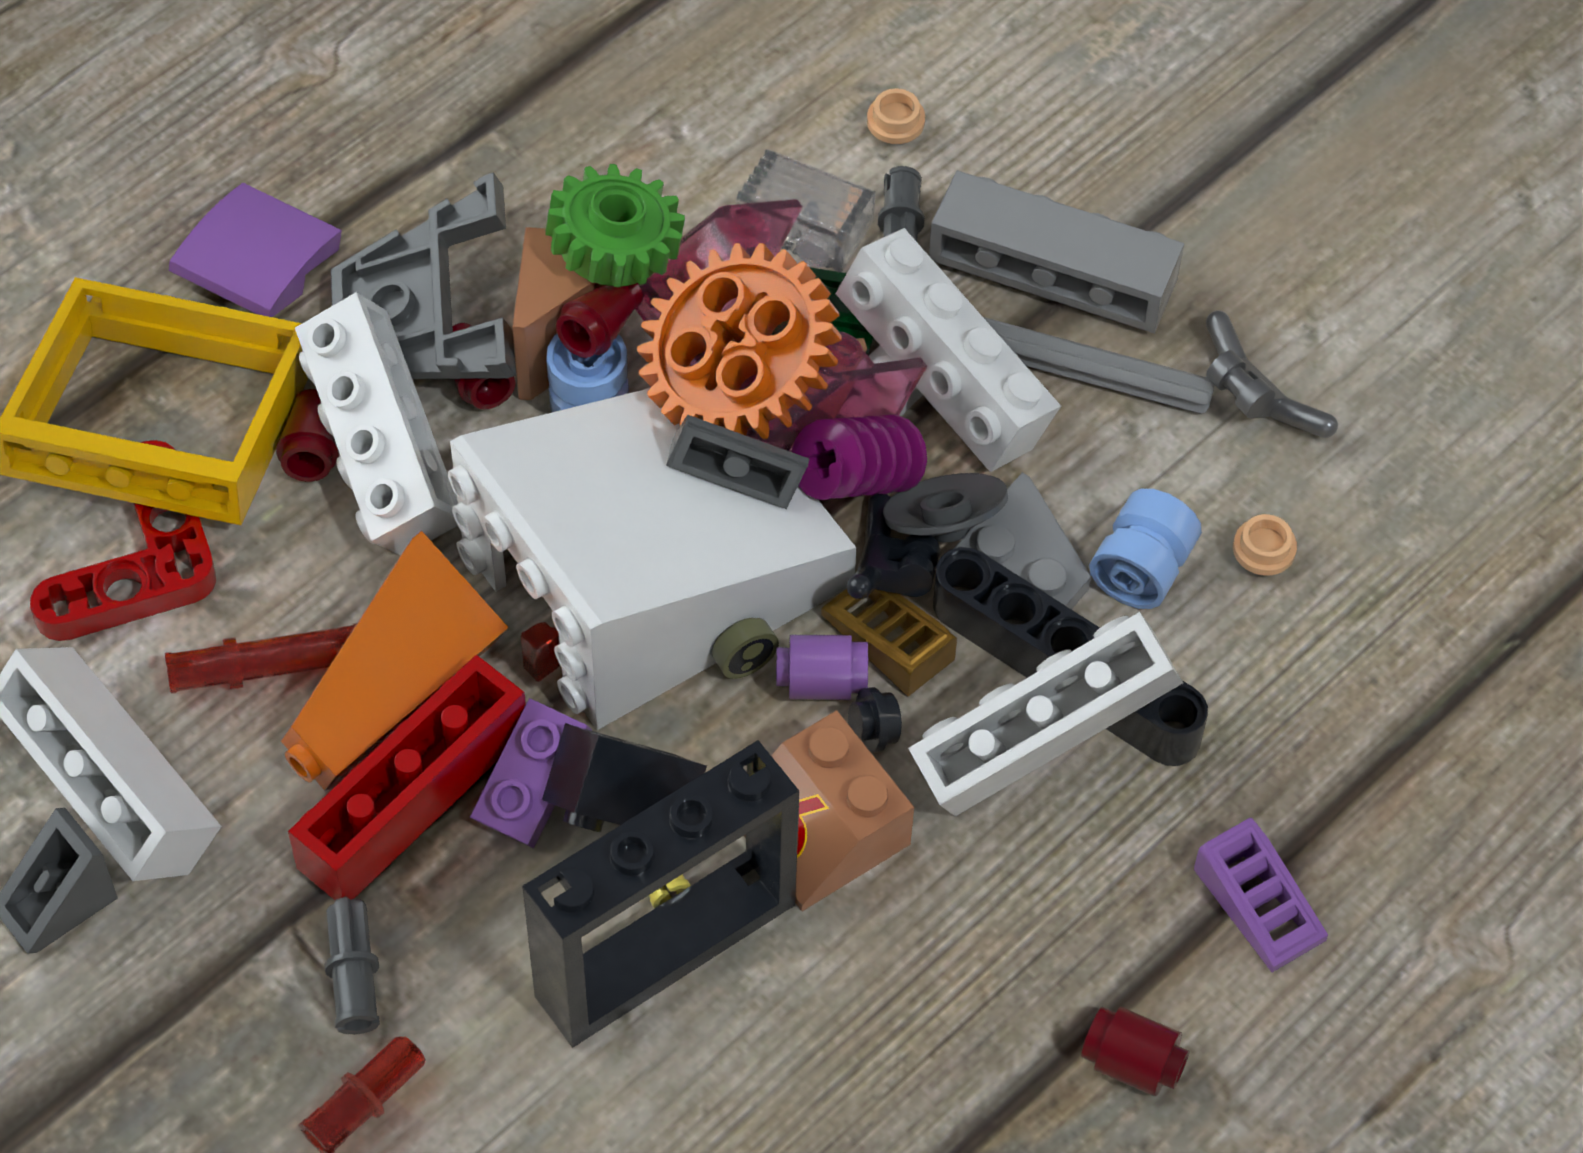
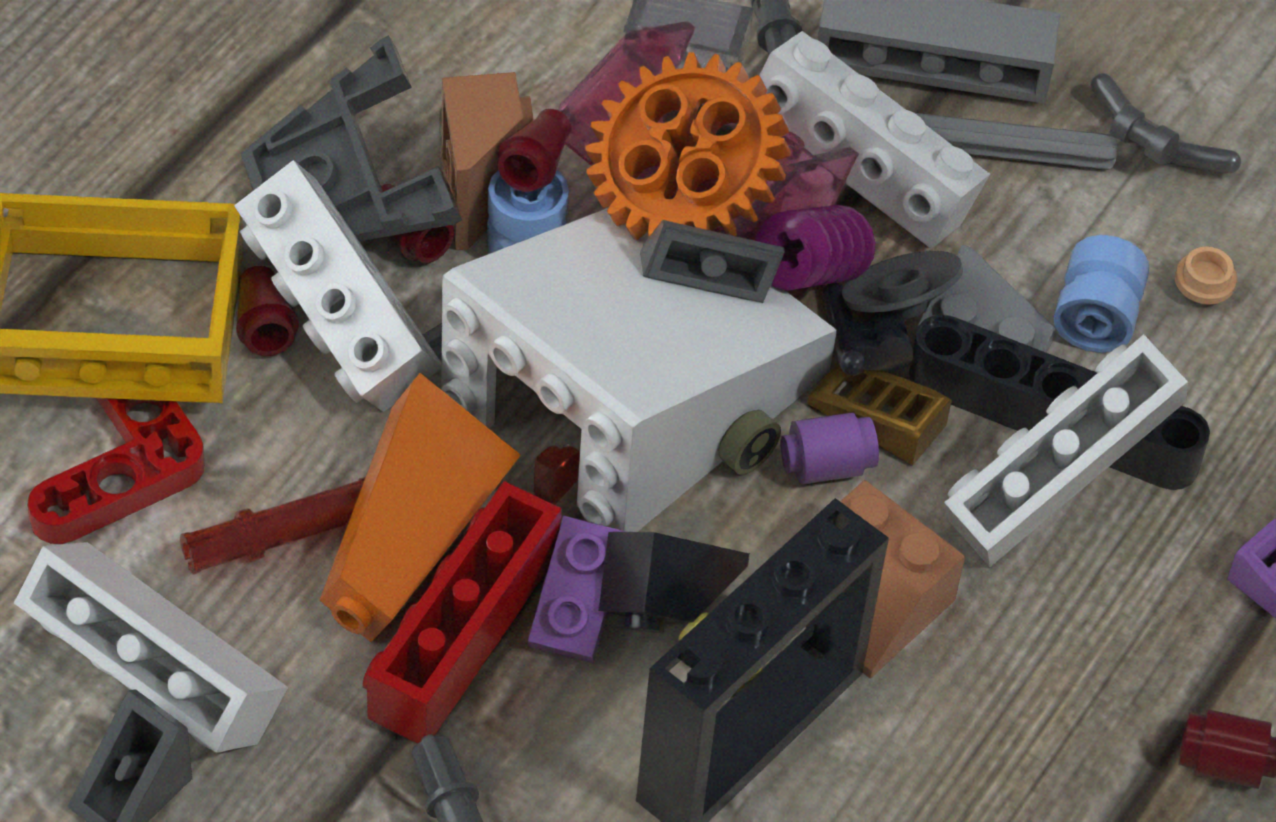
camera: 15 degrees left, 5 degrees down
(255, 250) = (157, 146): medium lavender slope -> none
(614, 227) = (534, 62): bright green gear -> none
(875, 718) = (897, 481): black plate -> none

